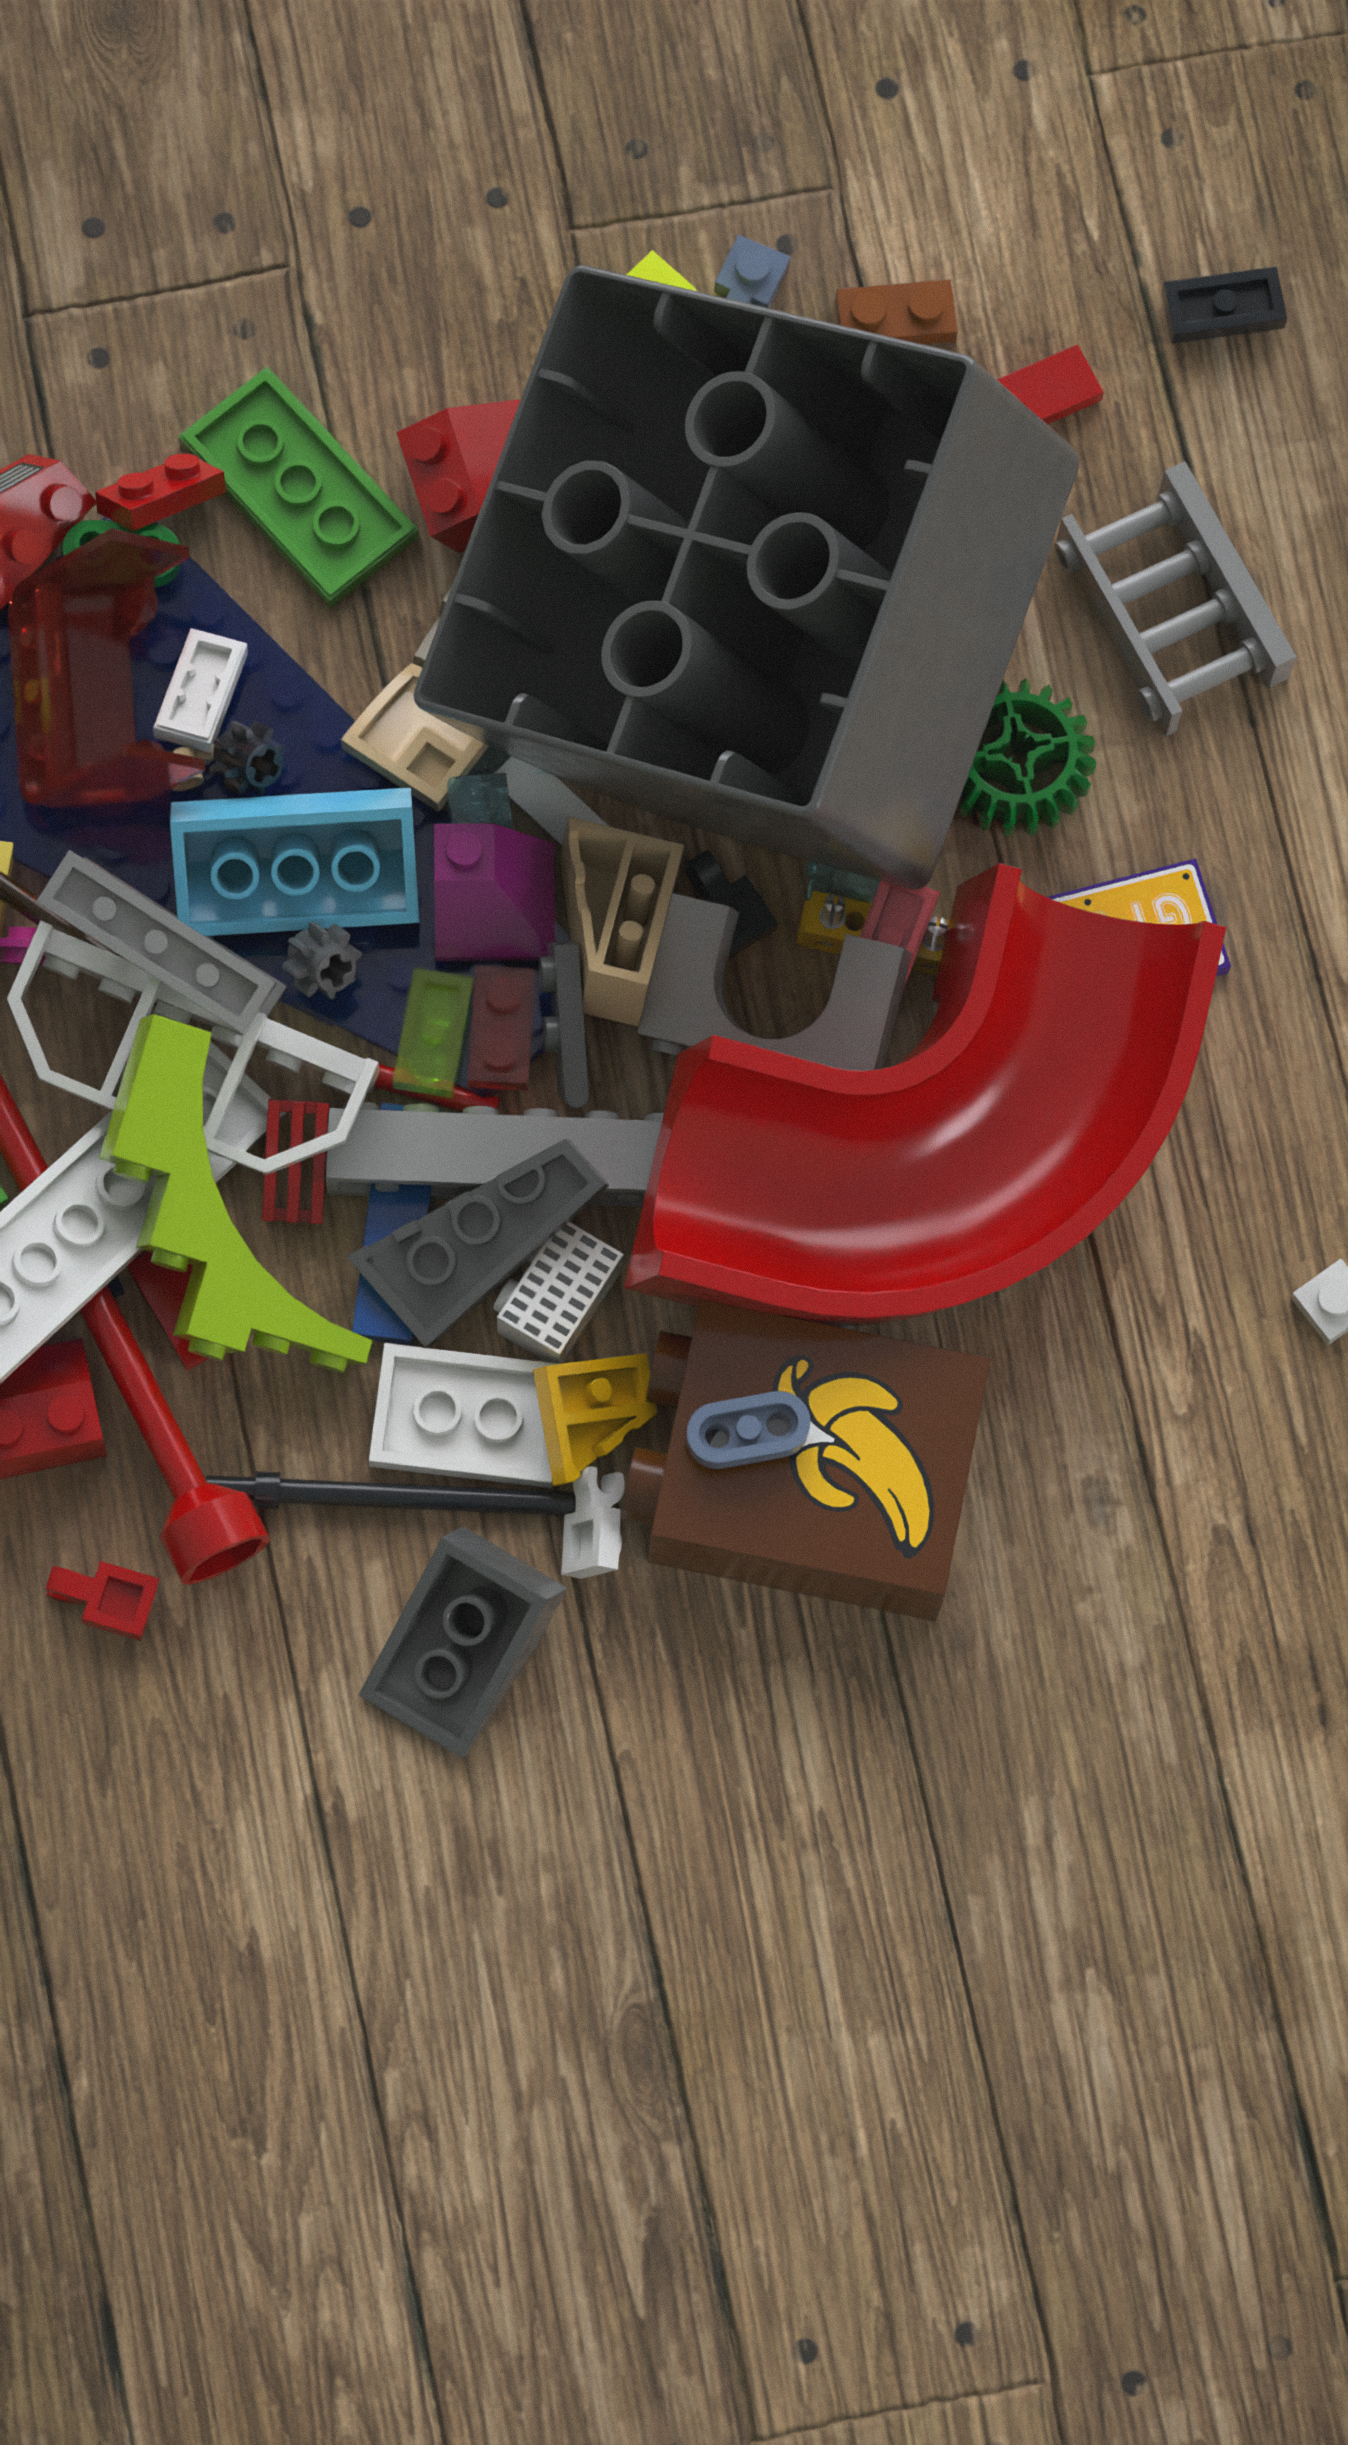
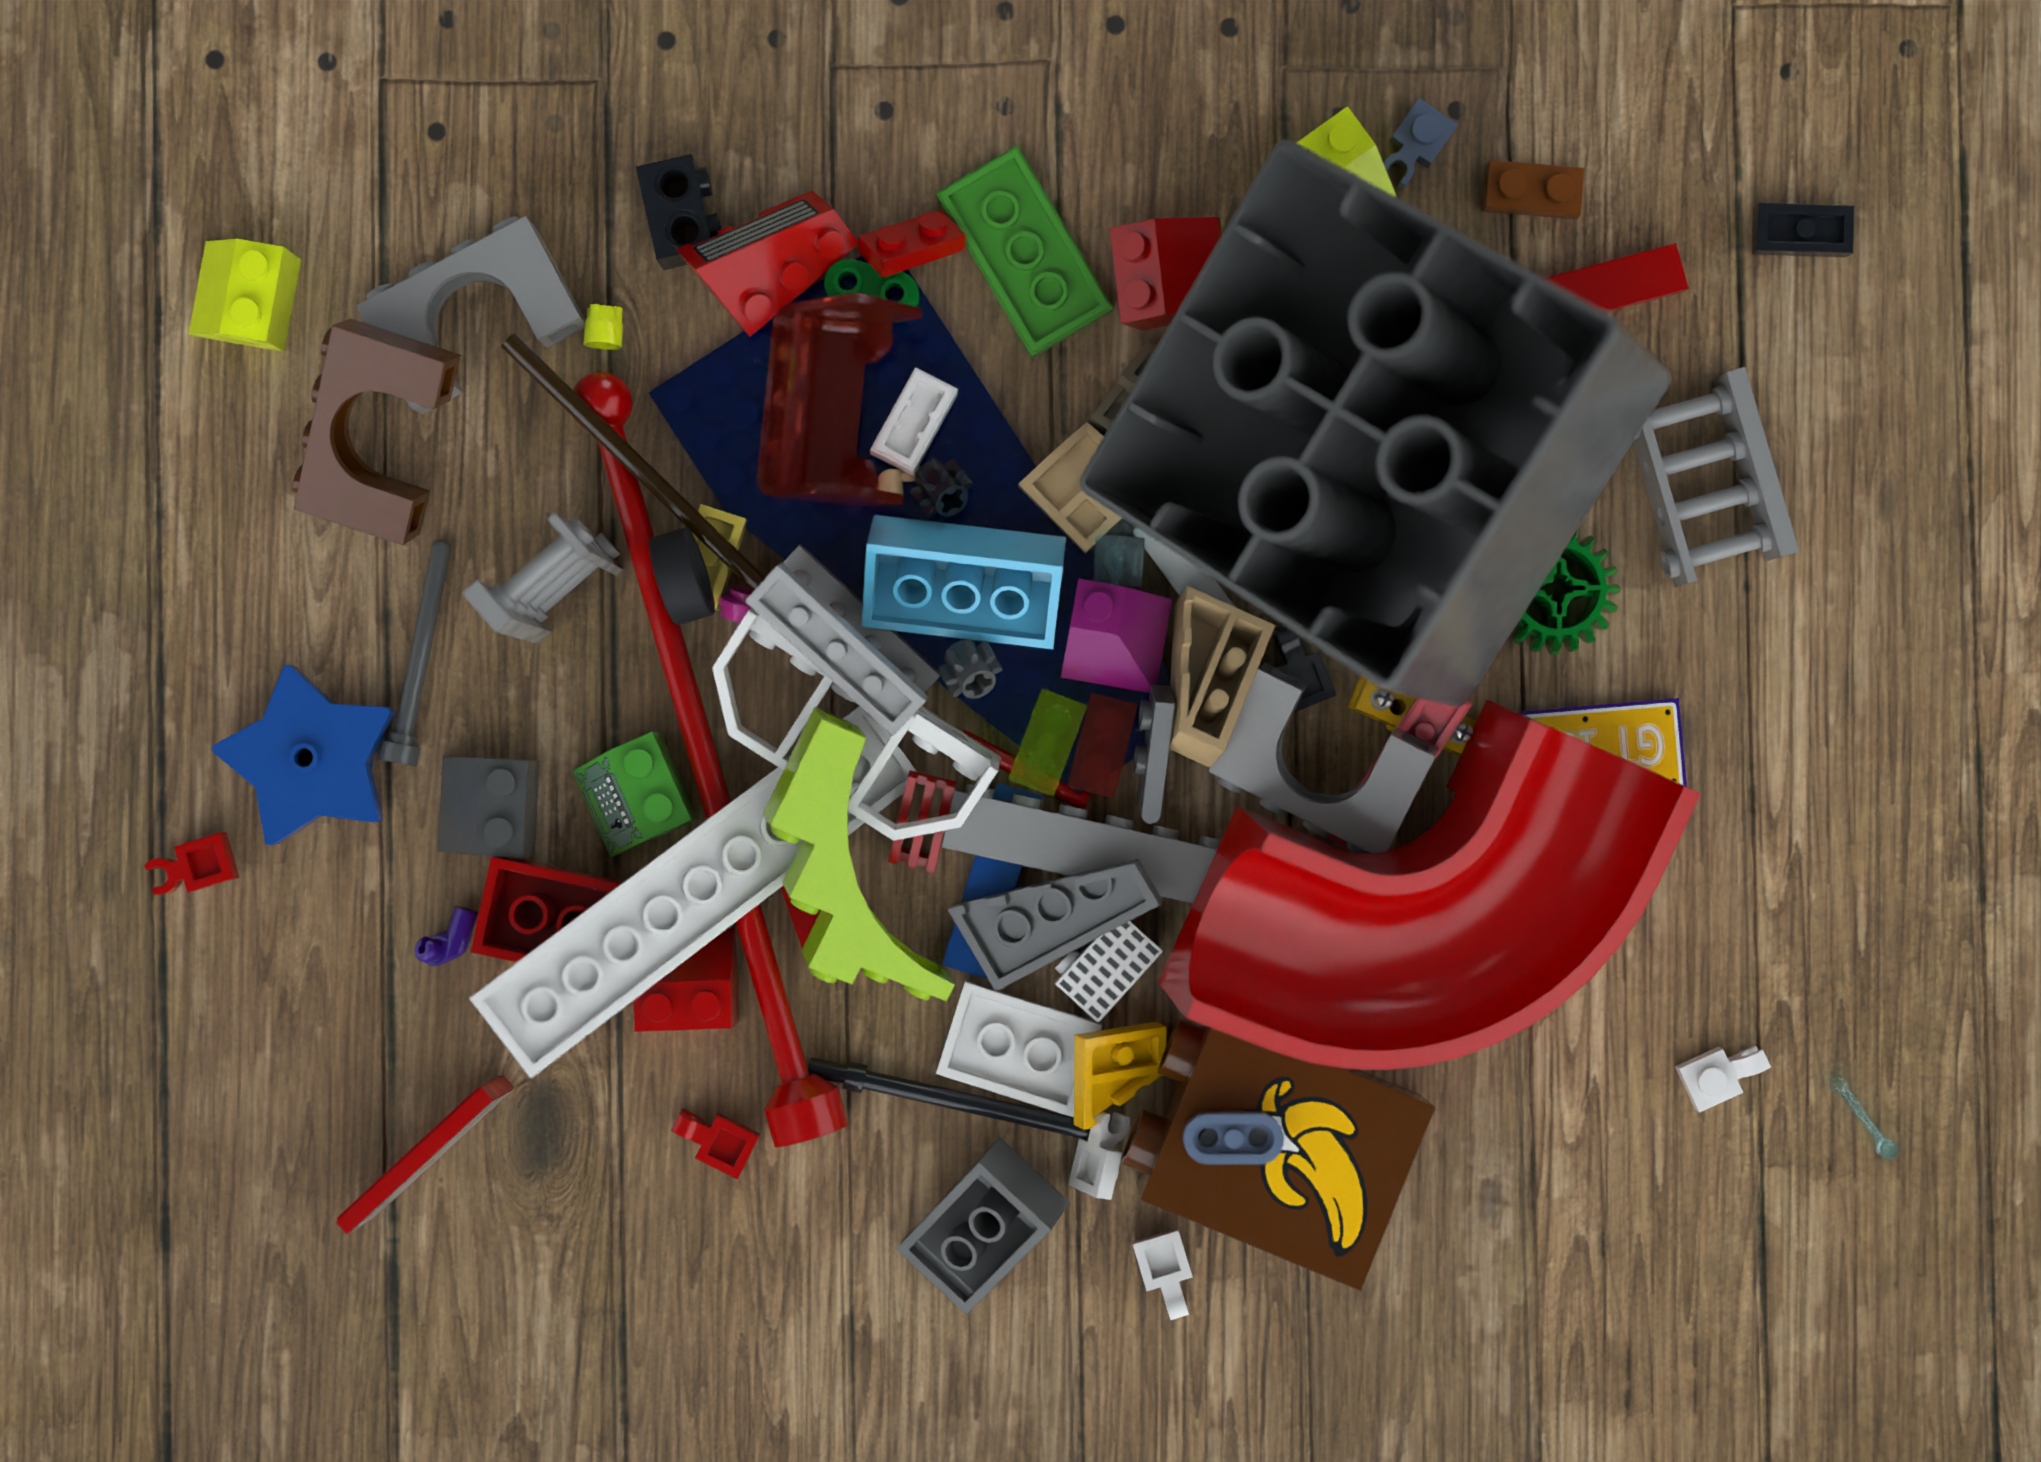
camera: 20 degrees right, 15 degrees up
(702, 1647) = (1164, 1265): none -> white plate

